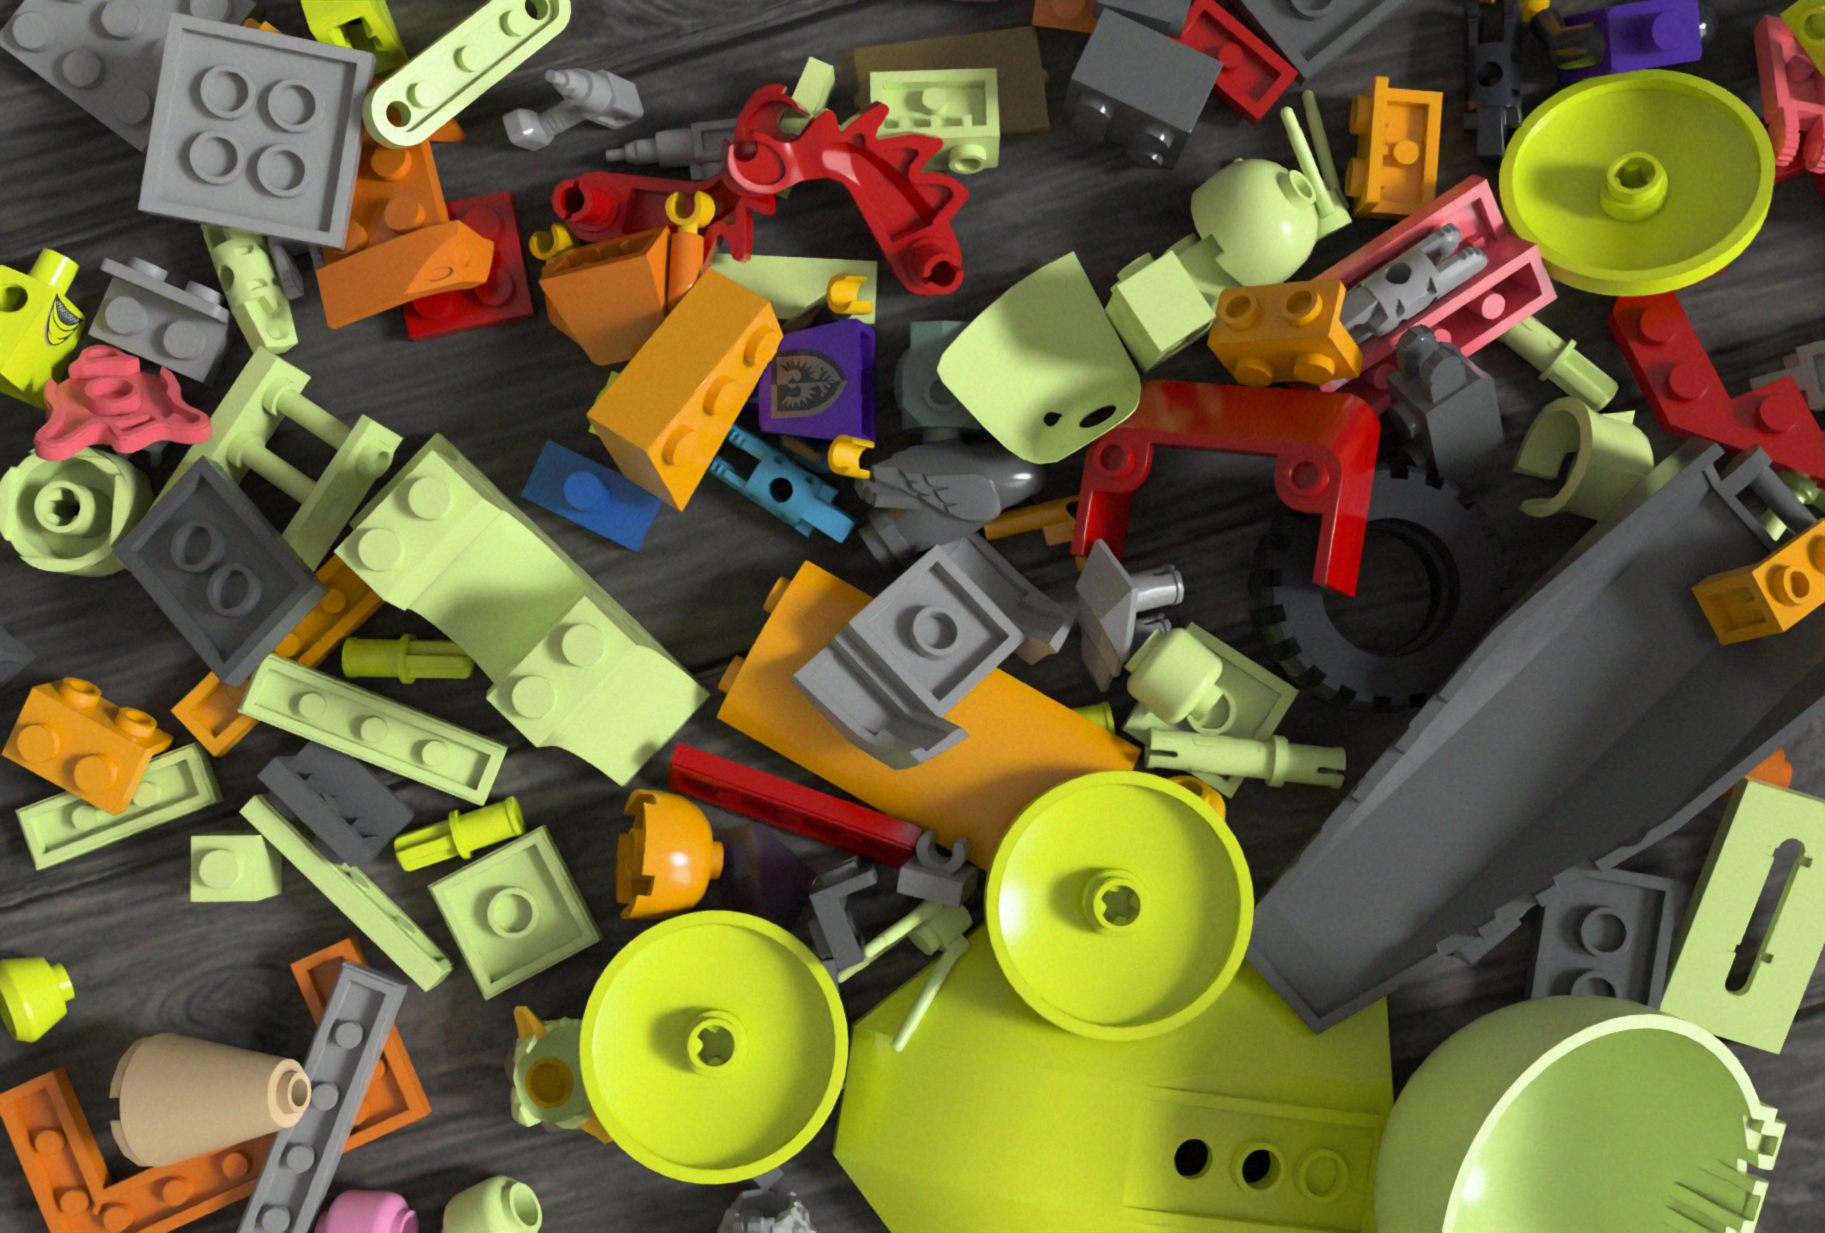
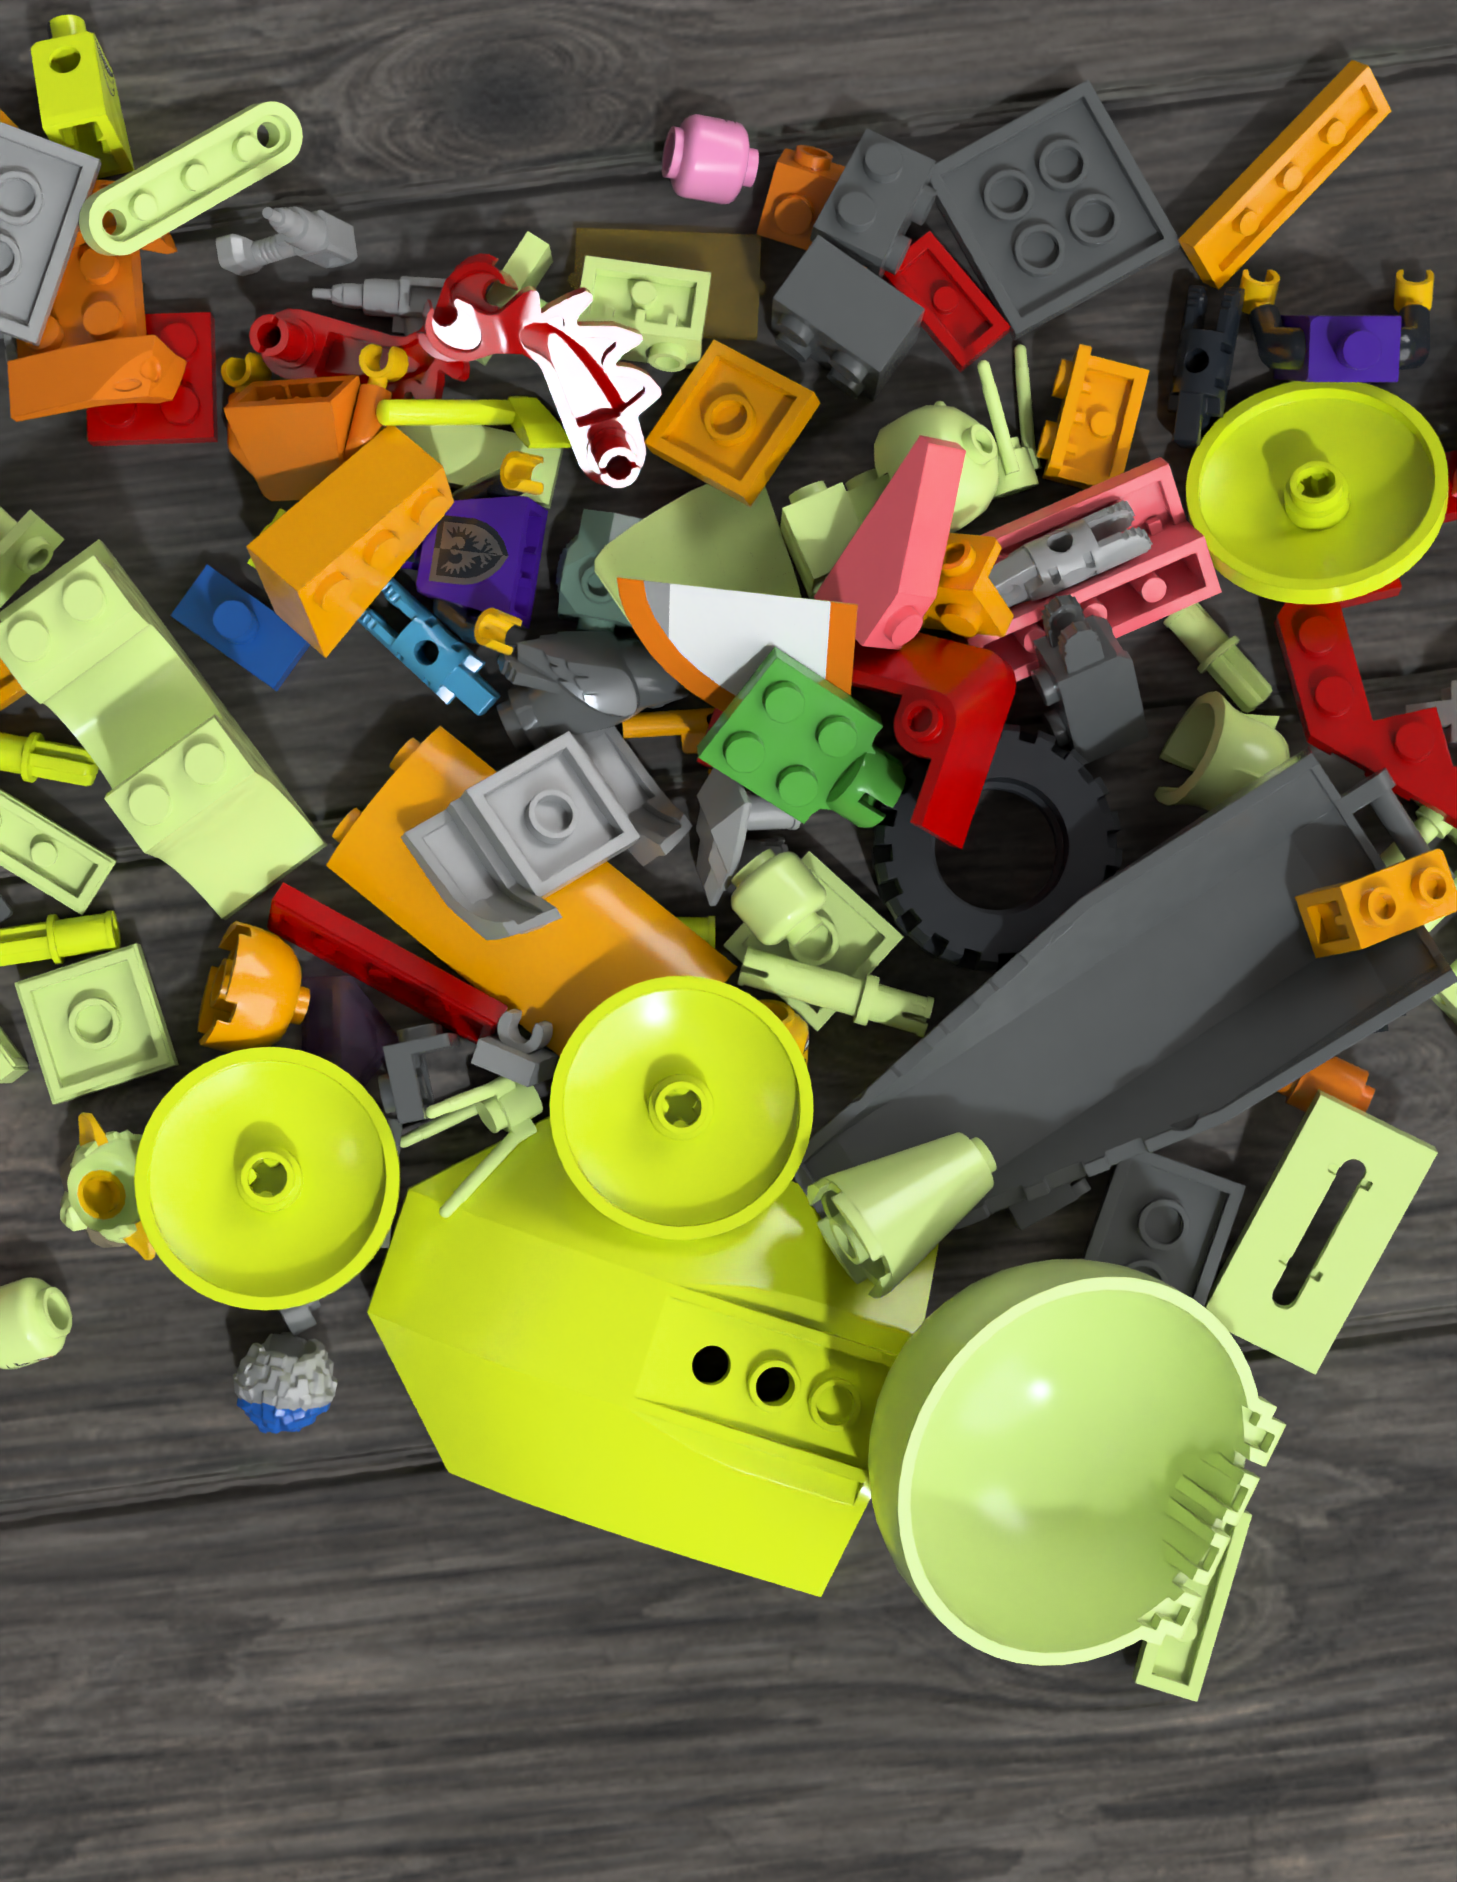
camera: 10 degrees right, 0 degrees up
(836, 239) = (525, 414): none -> neon yellow piece
(1042, 212) = (732, 422): none -> light orange plate
(1118, 438) = (721, 636): none -> white sticker
(1180, 520) = (804, 745): none -> bright green plate
(1245, 313) = (900, 547): none -> coral slope
(1359, 969) = (901, 1206): none -> yellowish green cone

